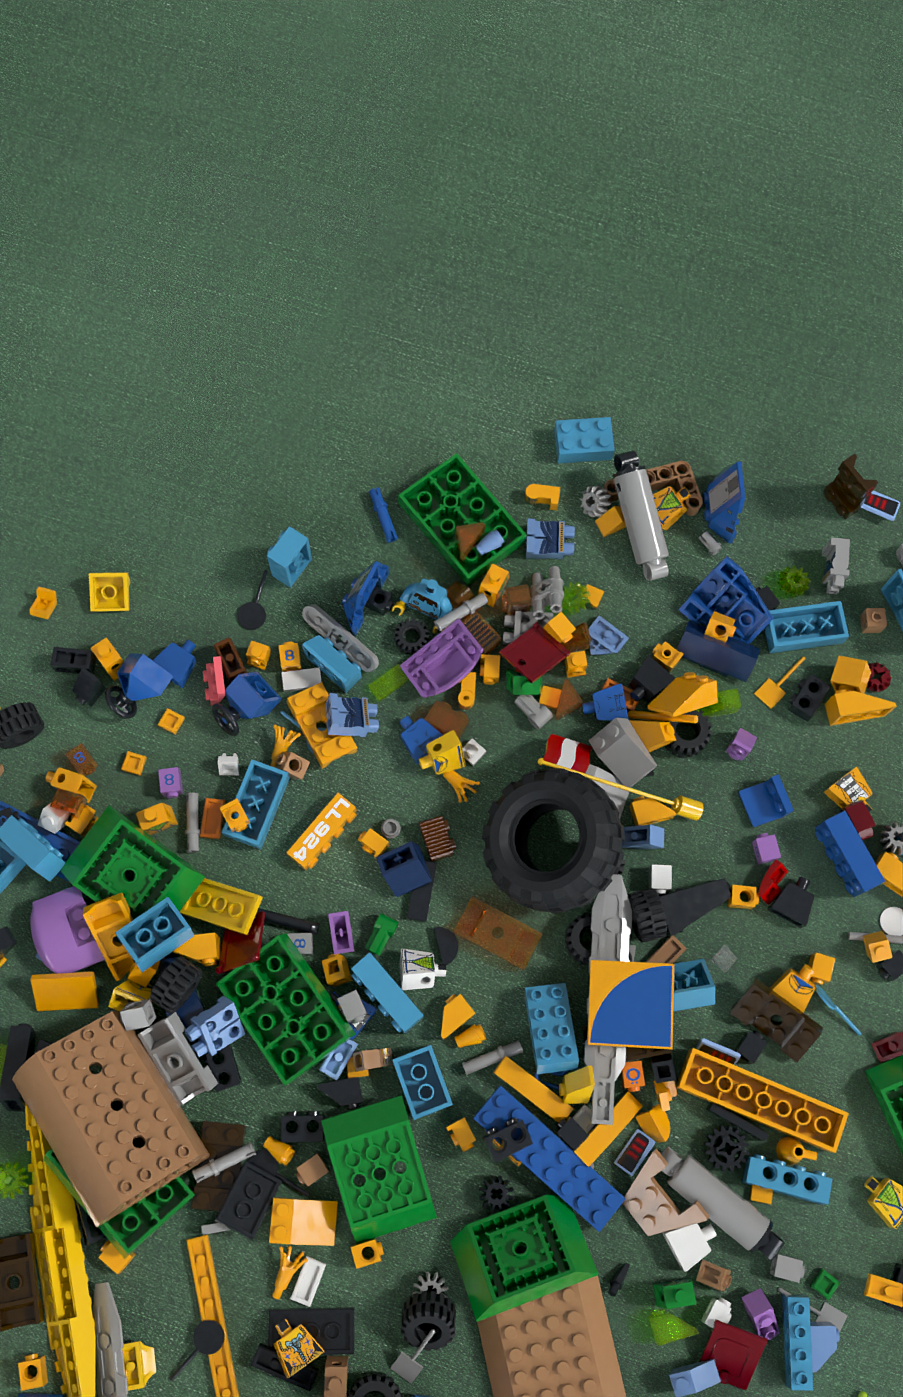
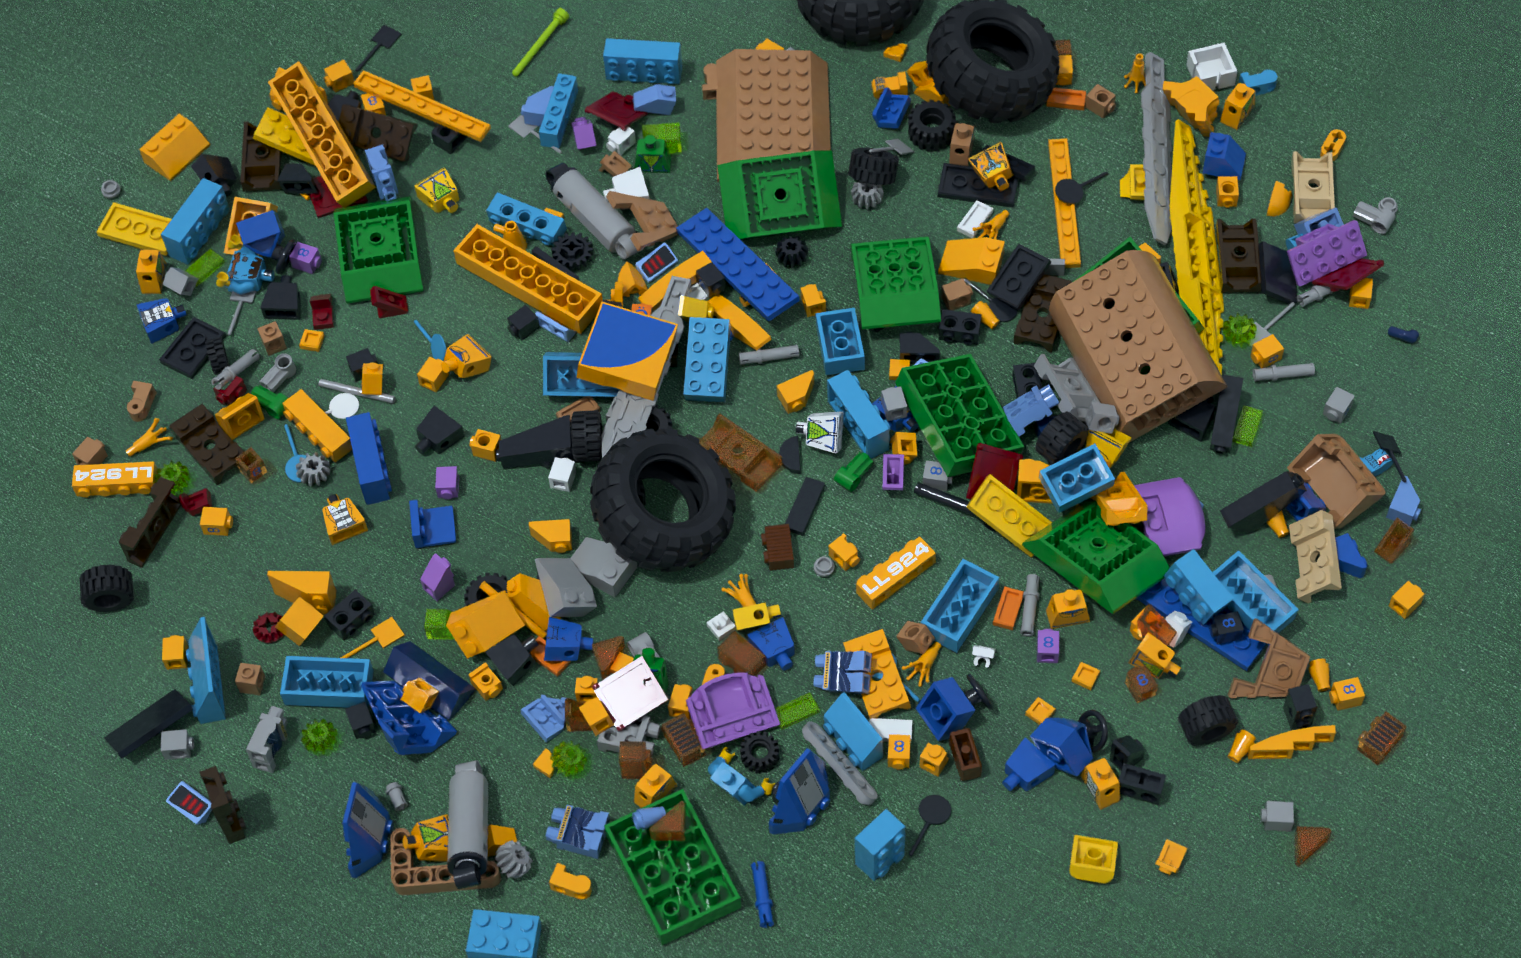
camera: 160 degrees left, 15 degrees down
(65, 991) = (1175, 469): light orange tile -> none
(215, 680) = (985, 733): coral slope -> none
(223, 1162) = (1029, 310): light grey pin -> none
(231, 808) = (982, 583): light orange brick -> none
(359, 1259) = (918, 226): light orange brick -> none
(372, 1059) = (883, 368): medium nougat leg -> none
(404, 868) = (817, 521): dark blue slope -> none
(458, 593) = (695, 785): clear orange slope -> none
(467, 608) = (699, 759): light grey pin -> none
(471, 1036) = (784, 373): light orange cone -> none
(509, 1146) = (772, 269): black brick -> none
(546, 593) = (591, 752): light grey pin -> none
(575, 758) = (623, 580): flag -> none
(618, 1280) = (699, 177): black bar -> none
(643, 837) = (566, 507): medium blue slope -> none
(723, 958) = (523, 400): clear slope -> none
(768, 888) = (455, 450): red slope -> none
(787, 1268) = (547, 158): light grey brick -> none
(795, 1031) = (480, 328): dark brown piece -> none
(825, 1284) = (519, 148): green tile -> none
(861, 819) = (345, 485): dark red slope -> none

